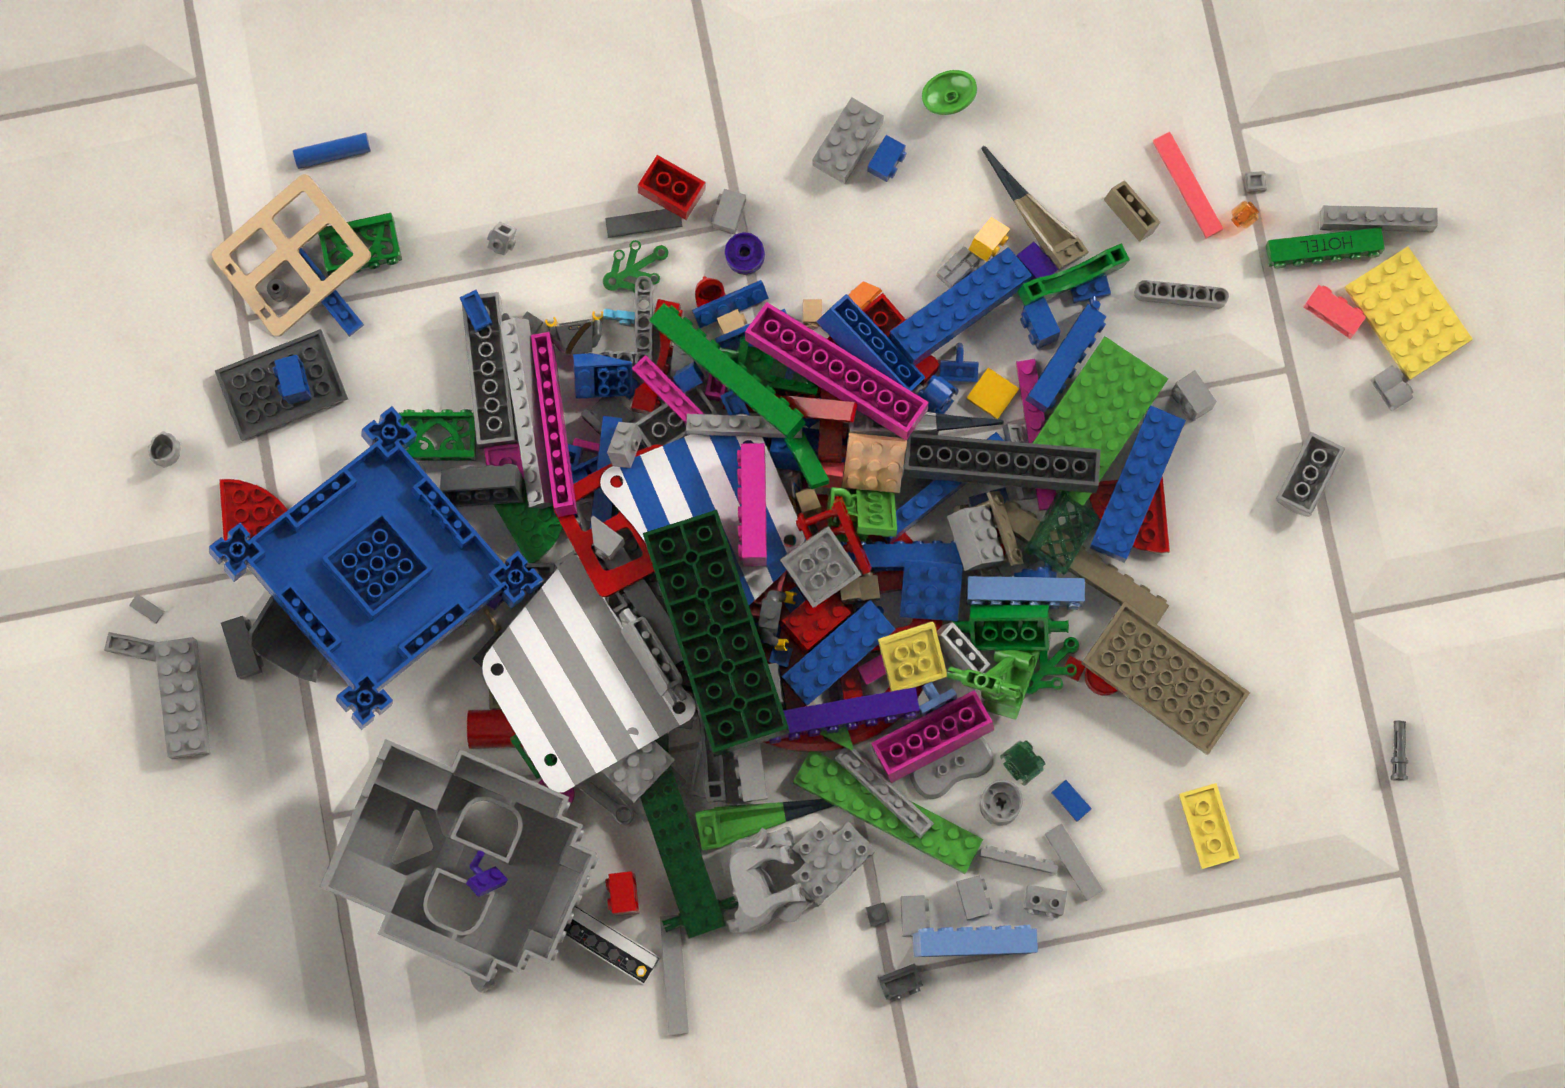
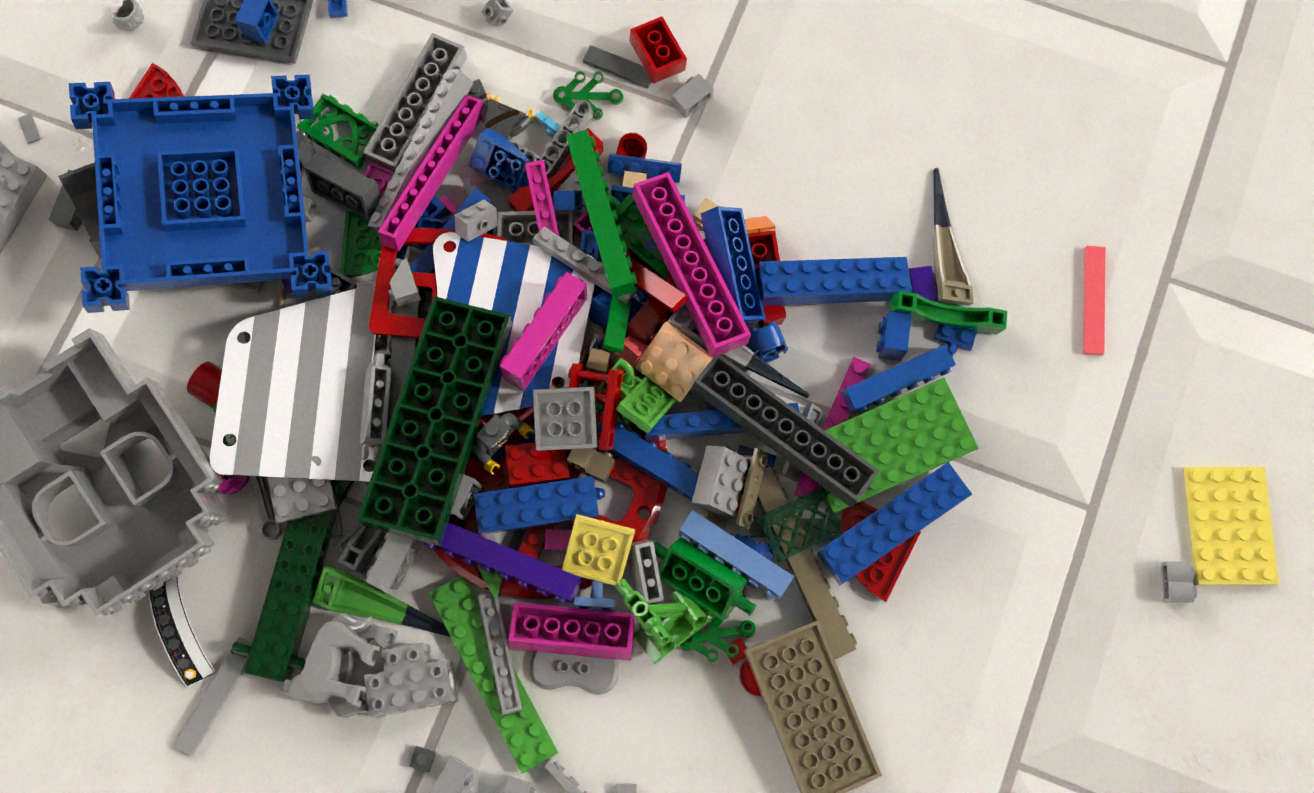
camera: 30 degrees right, 5 degrees down
(476, 310) = (435, 49): blue tile -> none
(484, 881) = (103, 507): dark purple plate -> none
(623, 893) = (215, 596): red brick -> none
(742, 242) = (683, 126): dark purple wheel -> none
(781, 657) = (487, 479): blue plate -> none
(848, 140) = (826, 97): light grey brick -> none
(886, 158) = (849, 130): blue brick -> none
(931, 590) = (653, 501): blue plate -> none
(949, 92) = (935, 107): bright green dish -> none
(958, 267) = (853, 248): light grey brick -> none
(959, 369) = (799, 333): blue plate -> none
(989, 239) = (894, 242): yellow brick -> none
(992, 393) = (816, 371): yellow tile -> none
(1006, 793) = (585, 720): light grey wheel -> none
(1023, 762) = (636, 706): clear green brick -> none
(1071, 800) = (658, 769): blue tile -> none
(1132, 211) = (1032, 291): dark tan brick -> none
(1172, 297) = (1043, 386): light grey beam -> none
(1193, 396) = (991, 478): light grey brick -> none
(1244, 214) = (1131, 353): clear orange head -> none
(1255, 181) = (1156, 332): light grey tile -> none
(1309, 474) = (1056, 612): light grey brick -> none
(1325, 247) = (1188, 423): green brick -> none
(1335, 311) = (1164, 483): coral brick -> none
(1389, 218) = (1252, 427): light grey brick -> none

